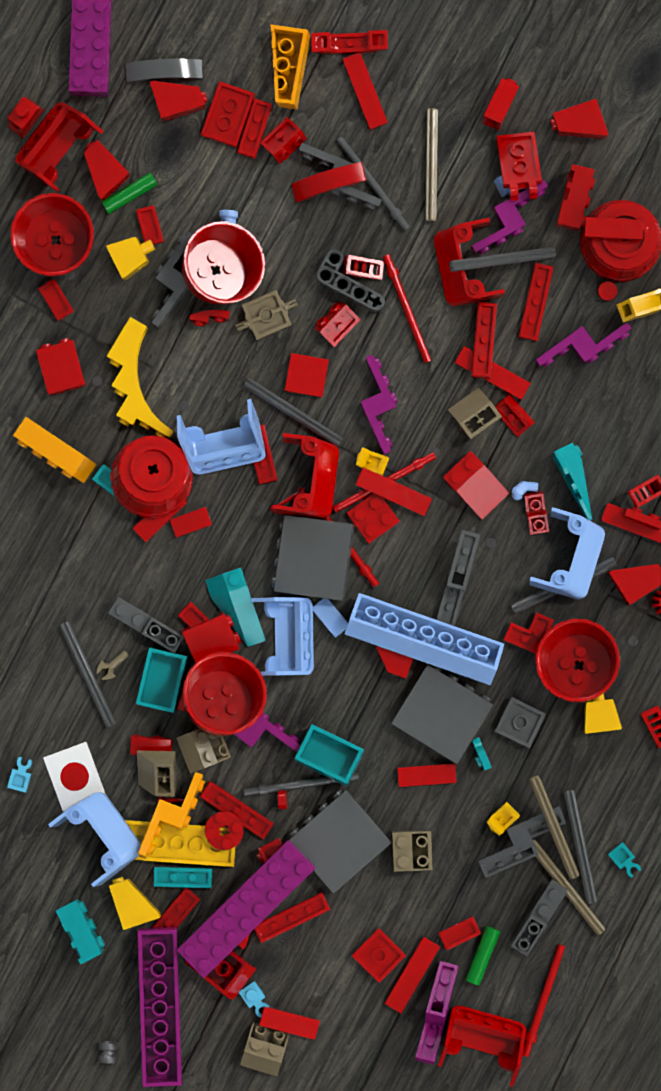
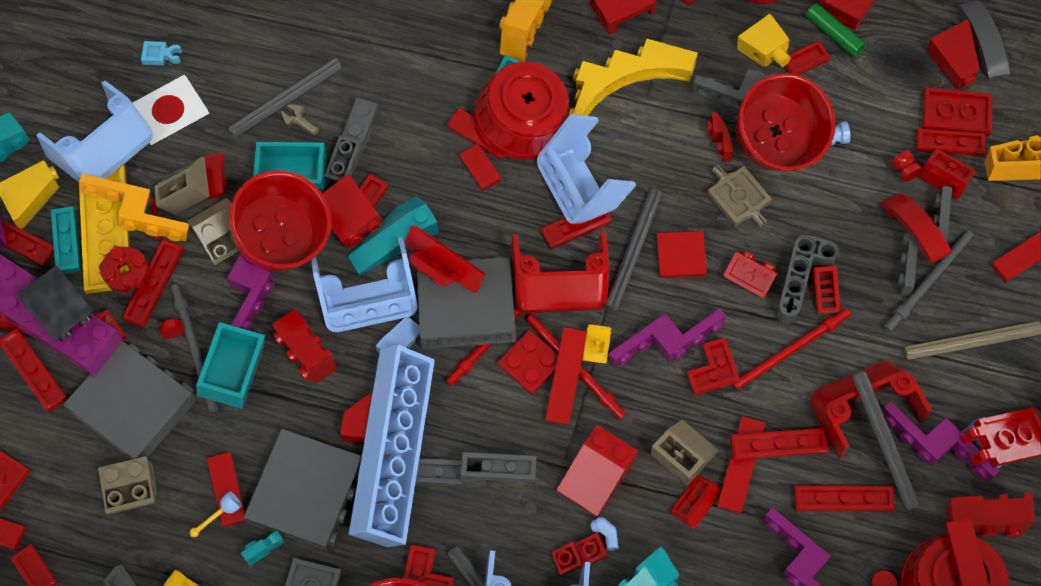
camera: 75 degrees right, 20 degrees down
(261, 885) = (56, 304): none -> black slope
(270, 172) = (905, 165): none -> red wheel
(281, 572) = (441, 262): none -> red bracket
(323, 696) = (304, 347): none -> red wedge
(415, 369) = (720, 371): none -> red plate
(442, 774) = (228, 504): none -> hinge

